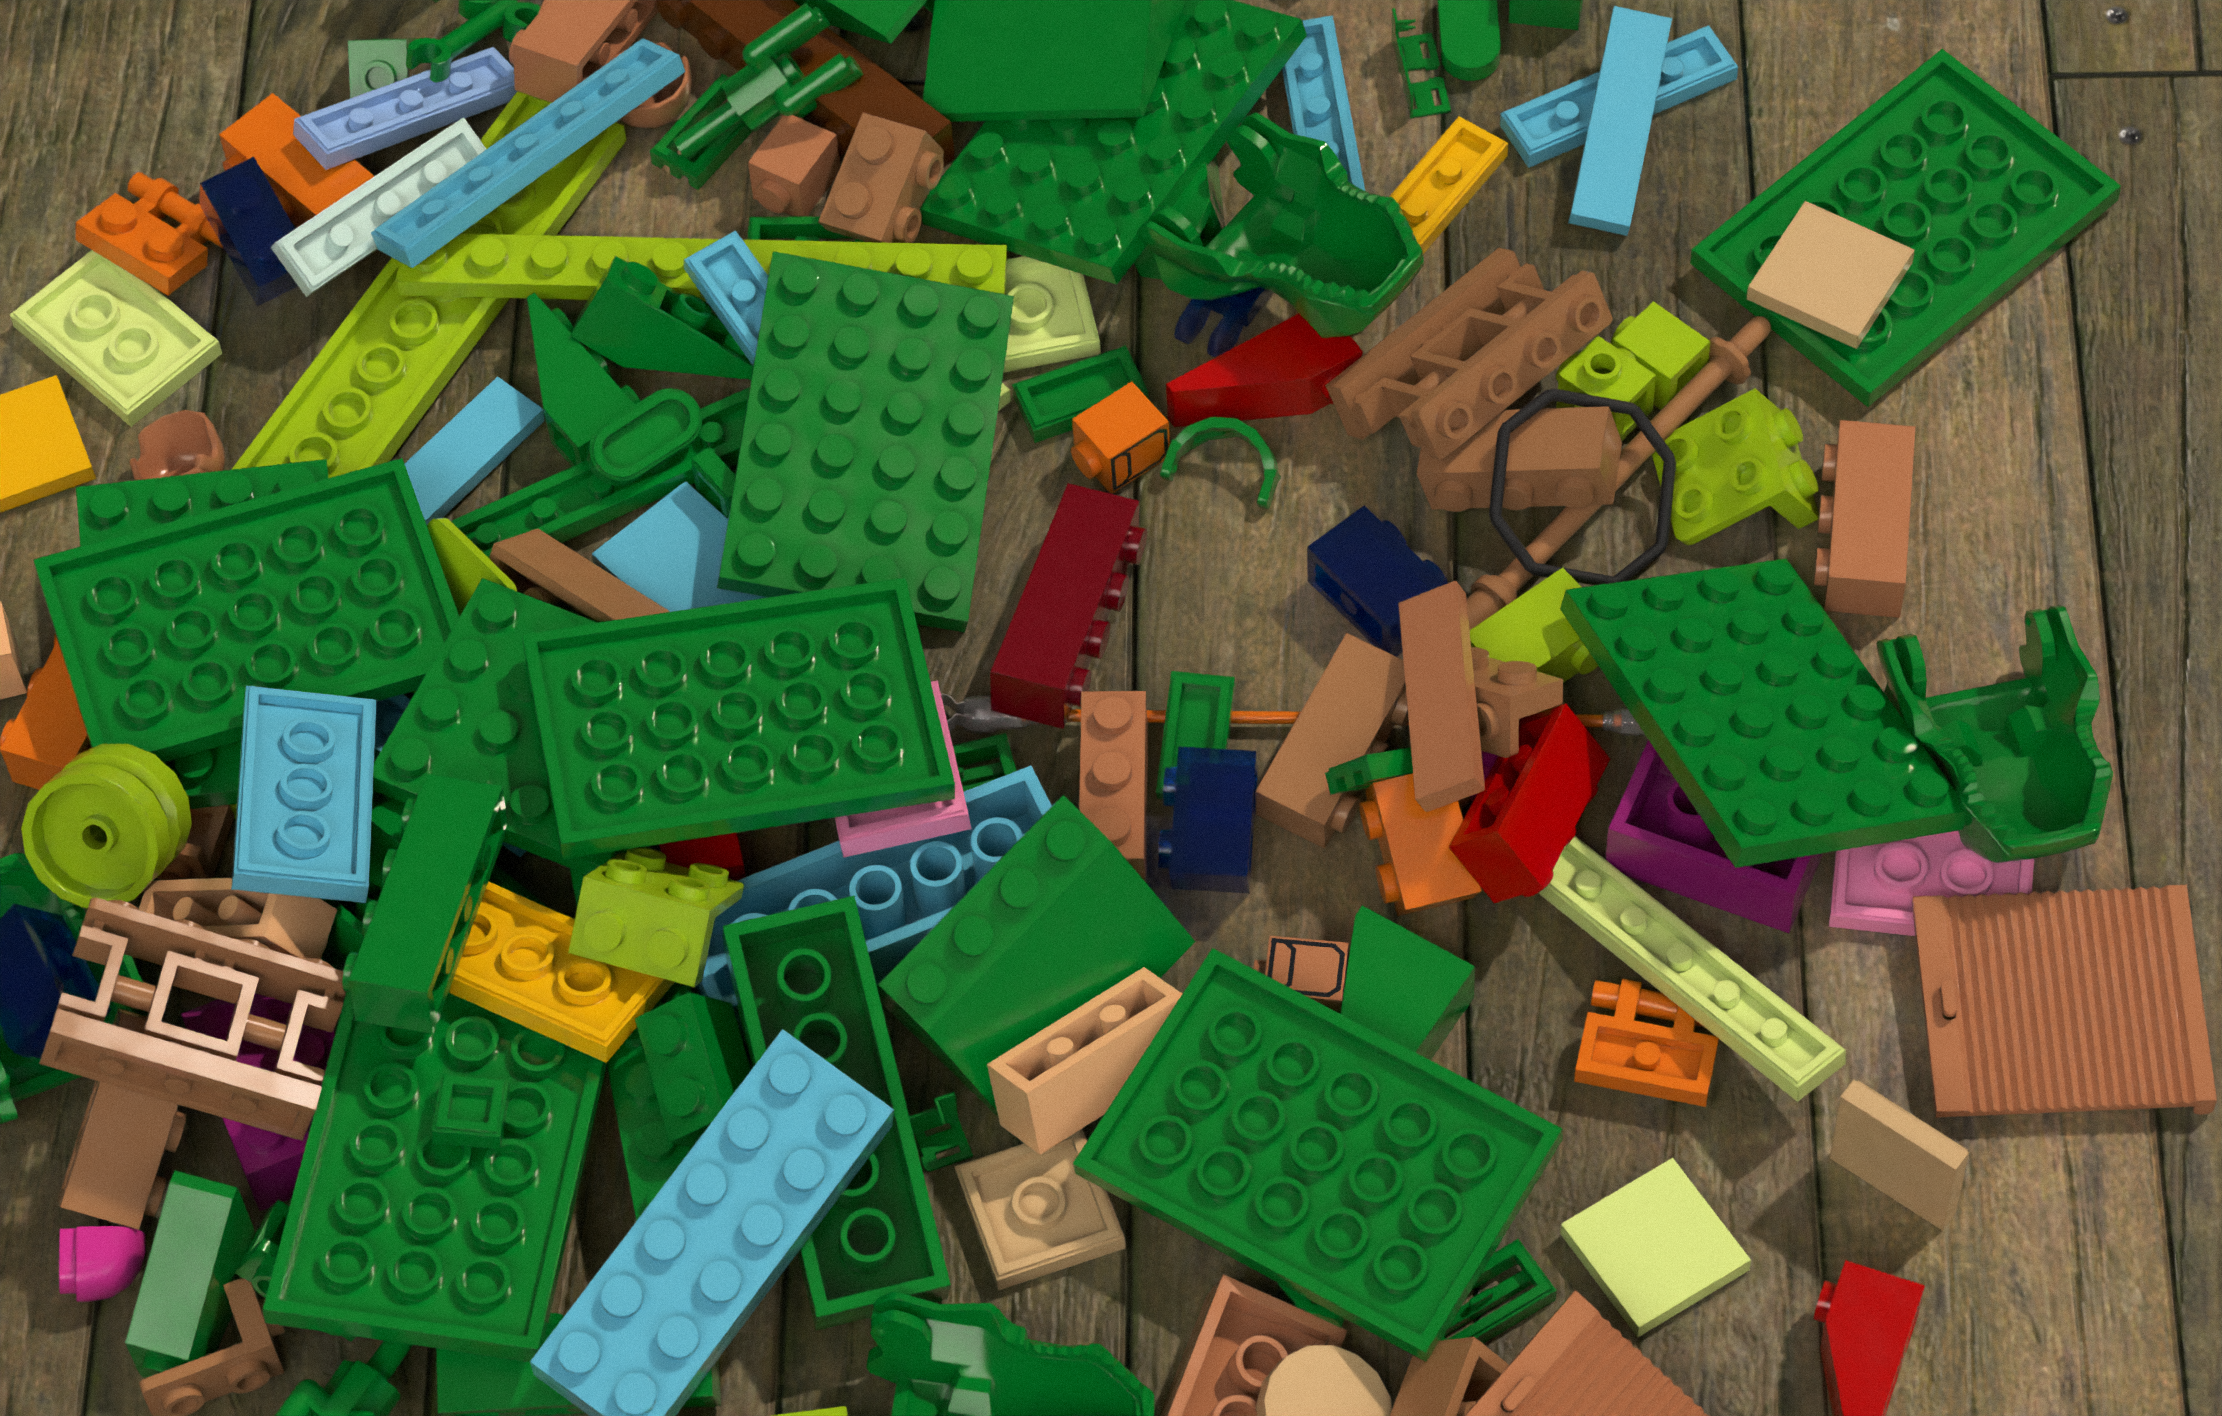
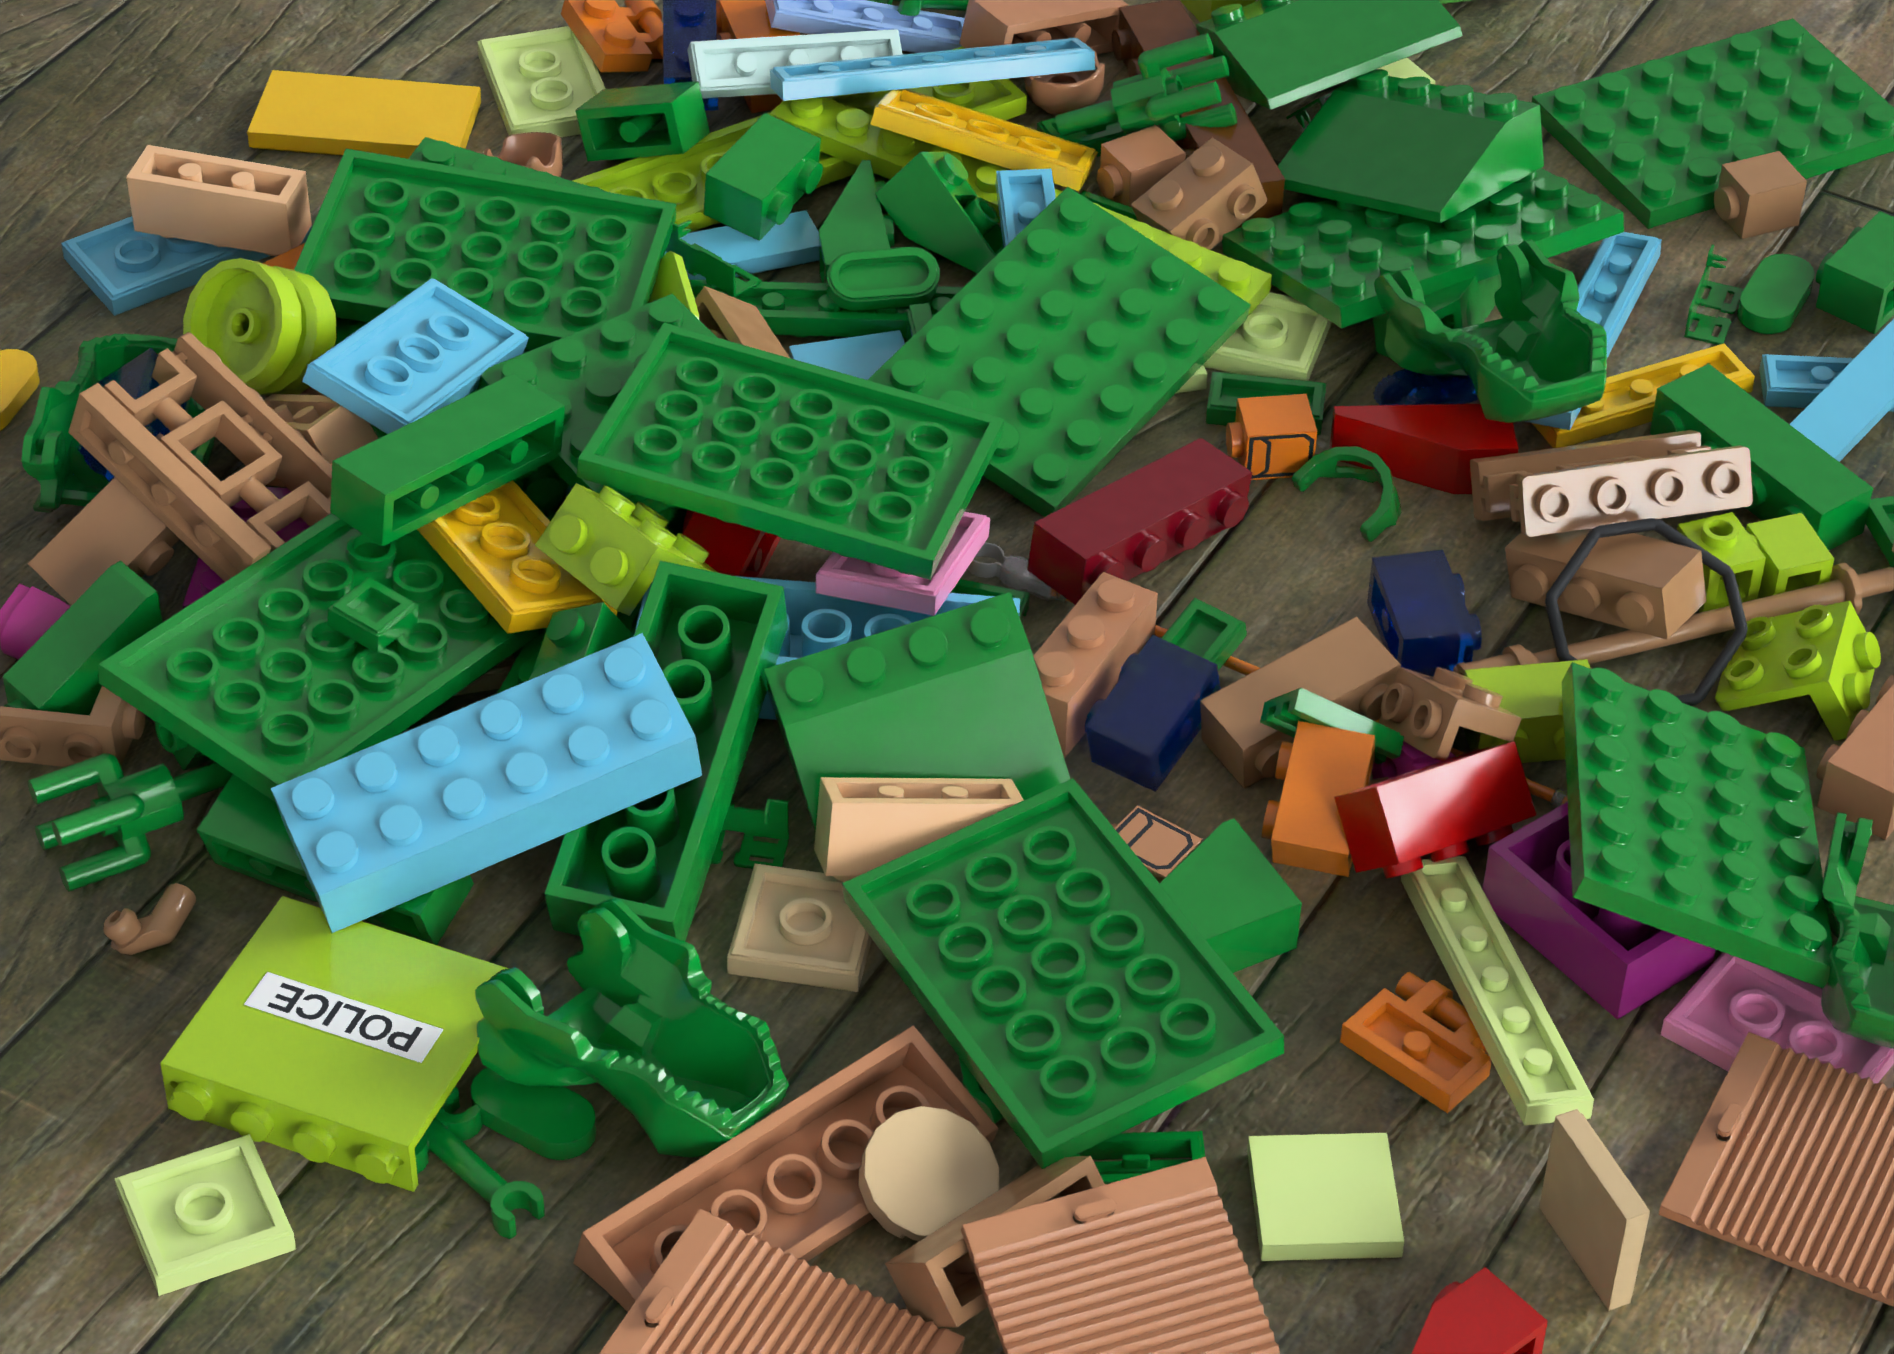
camera: 25 degrees right, 15 degrees down
(271, 350) = (643, 121): none -> green brick
(446, 366) = (762, 177): none -> green brick
(469, 506) = (707, 264): none -> green piece
(631, 210) = (983, 136): none -> yellow tile
(1441, 697) = (1399, 682): nougat tile -> none
(1569, 235) = (1786, 467): none -> green brick

